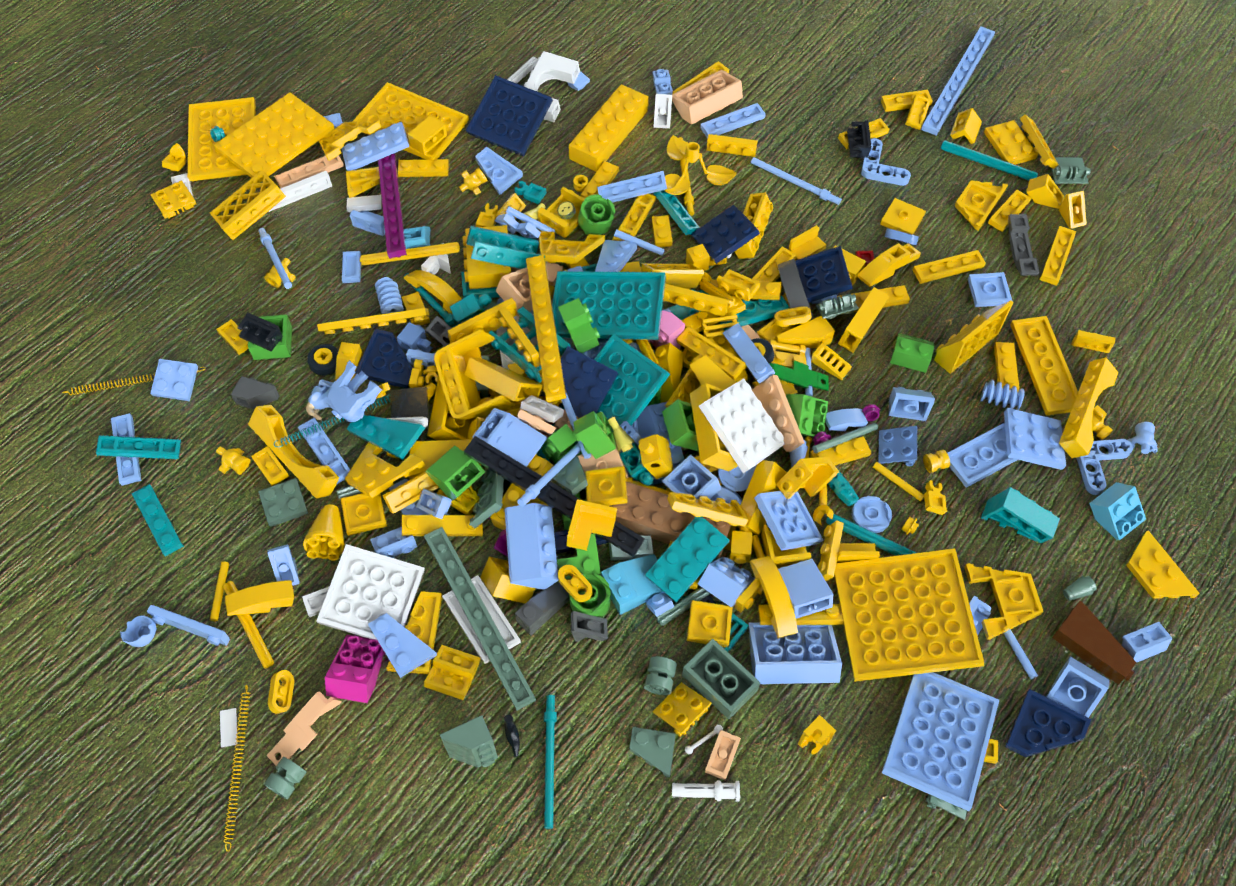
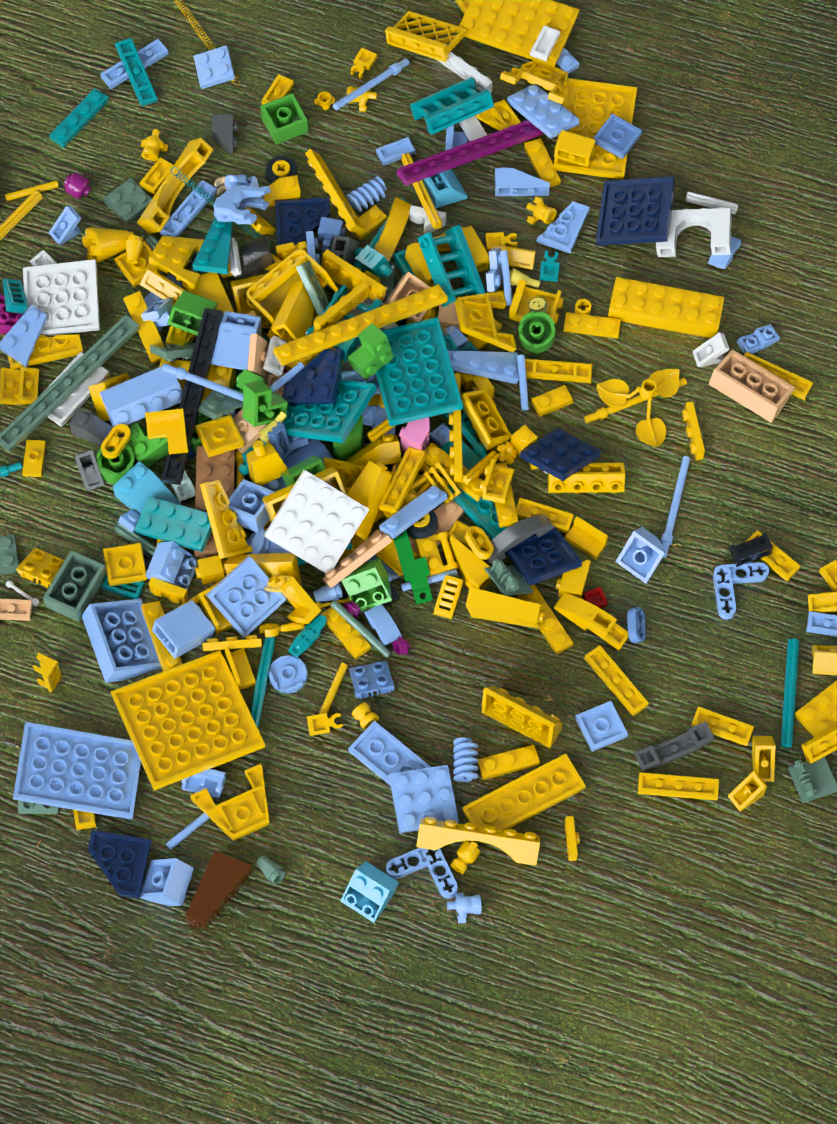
camera: 70 degrees right, 5 degrees up
(240, 542) = (77, 185): none -> magenta head
(243, 259) = (363, 60): none -> yellow plate
(260, 332) = (275, 107): black hinge -> none
(260, 598) = (31, 221): yellow slope -> none
(265, 303) = (324, 96): none -> yellow plate
(308, 170) = (490, 67): light nougat plate -> none
(311, 121) = (545, 43): none -> white tile
(345, 208) = (450, 106): none -> teal fence
(346, 506) = (133, 248): none -> yellow cone
(350, 639) = (11, 306): none -> teal slope
(393, 543) = (113, 295): light blue bracket -> none
(430, 103) = (617, 136): none -> medium blue plate
(435, 188) = (517, 183): none -> light blue slope
(482, 355) = (313, 286): none -> sand green tile
(547, 681) = (34, 458): none -> yellow plate
(633, 187) = (586, 353): light blue plate -> none
(661, 672) = (70, 540): sand green wheel -> none
(677, 212) = (580, 404): teal plate -> none
(733, 120) = (732, 422): light blue plate -> none
(776, 595) = (164, 603): yellow slope -> none
(836, 212) = (641, 554): none -> light blue slope
(903, 217) = (668, 623): yellow plate -> none
(910, 403) = (422, 675): light blue slope -> none
(910, 525) = (285, 708): yellow plate -> none
(912, 352) = (492, 667): bright green slope -> none
(979, 201) = (723, 693): yellow wing -> none
(1022, 514) = (328, 802): teal wedge -> none
(1146, 642) = (231, 933): light blue hinge -> none
(1158, 571) = (318, 939): yellow wing -> none

